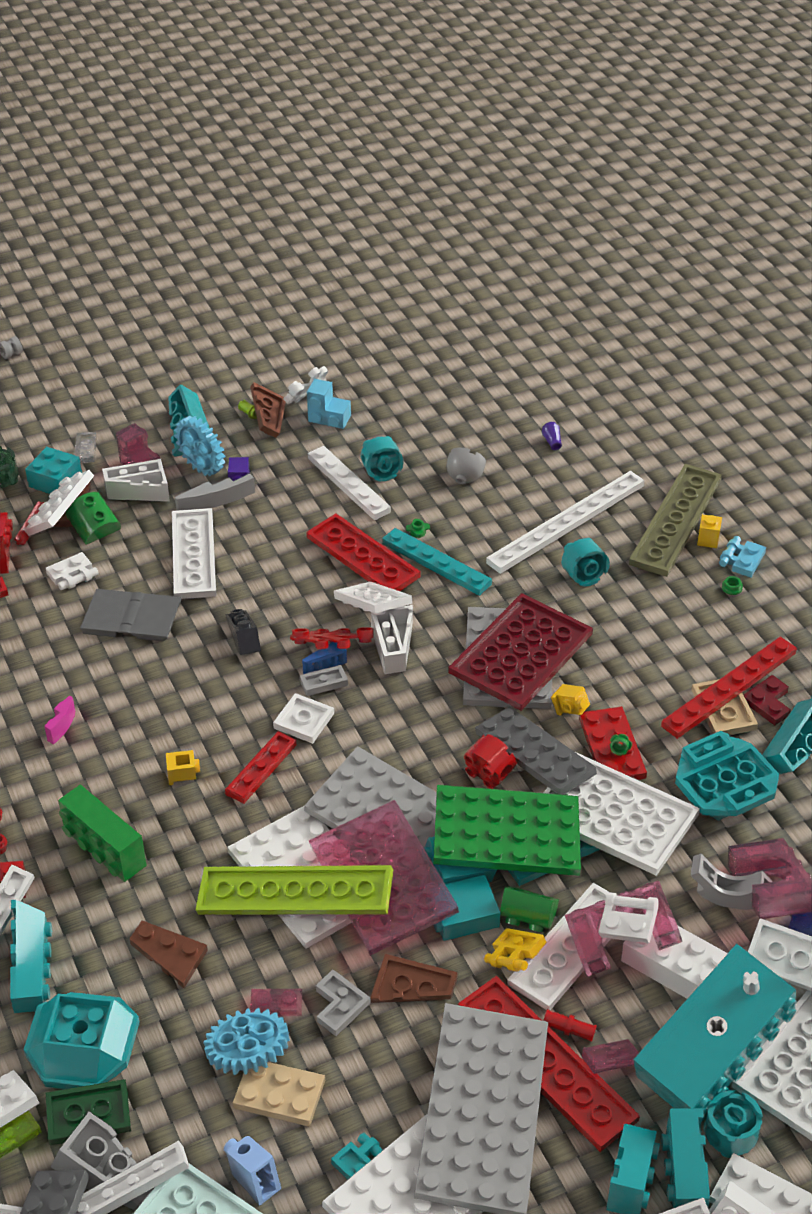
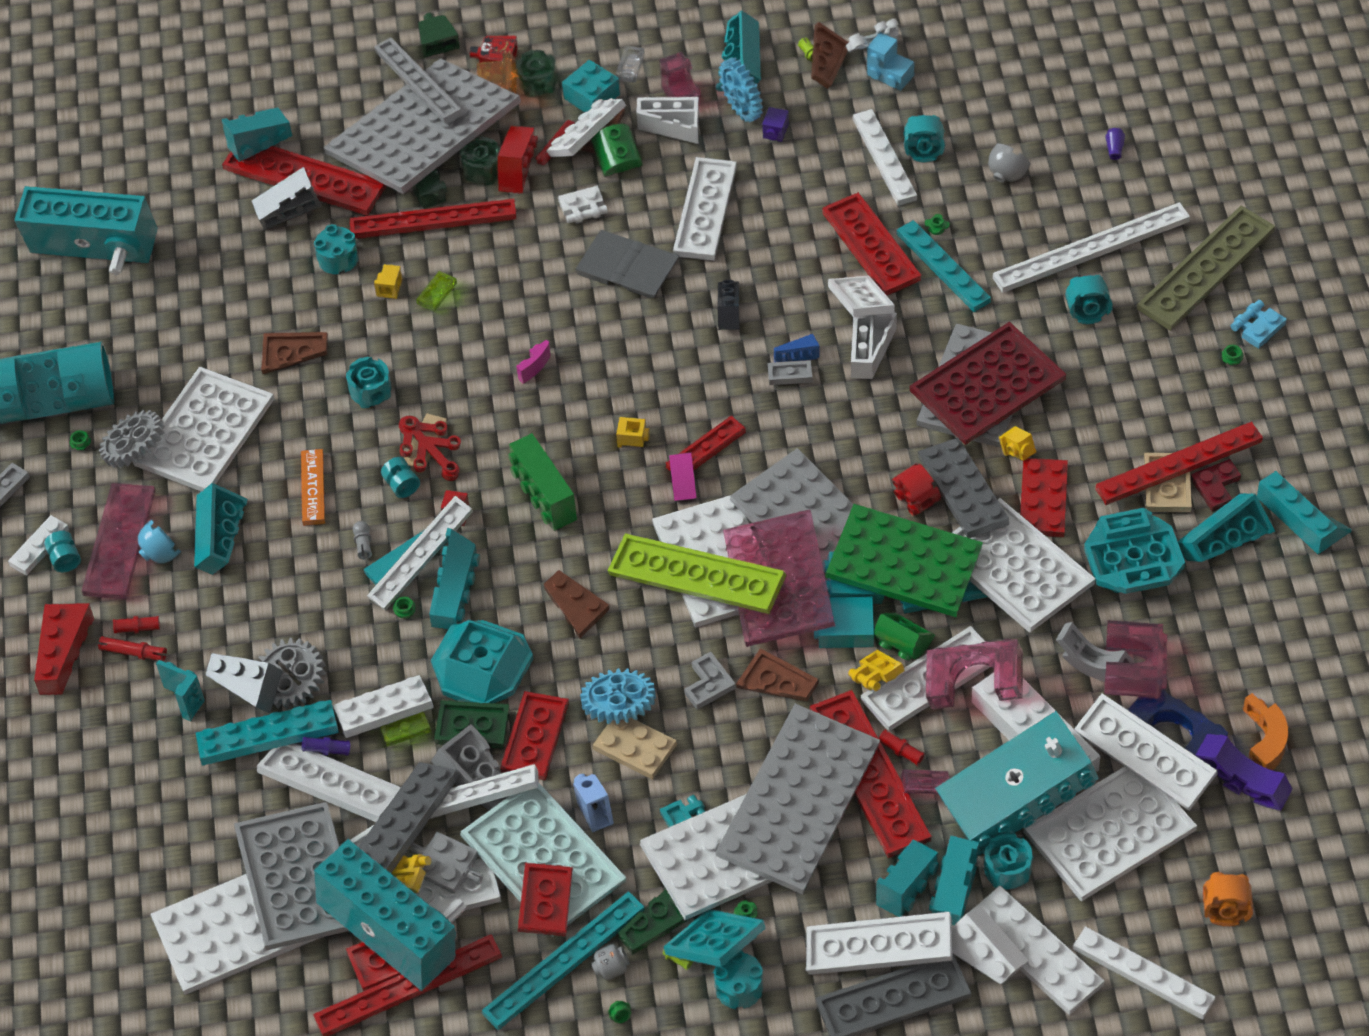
camera: 20 degrees right, 10 degrees up
(162, 1105) = (535, 733): none -> red tile
(215, 495) = (743, 147): light grey slope -> none
(247, 798) = (682, 476): none -> dark pink slope
(282, 1001) = (656, 668): clear pink plate -> none
(303, 718) = (759, 407): white plate -> none
(322, 636) = (803, 325): red plant -> none
(620, 749) = (1046, 499): green plate -> none
(628, 925) = (974, 672): white plate -> none
(709, 531) = (1233, 289): yellow brick -> none

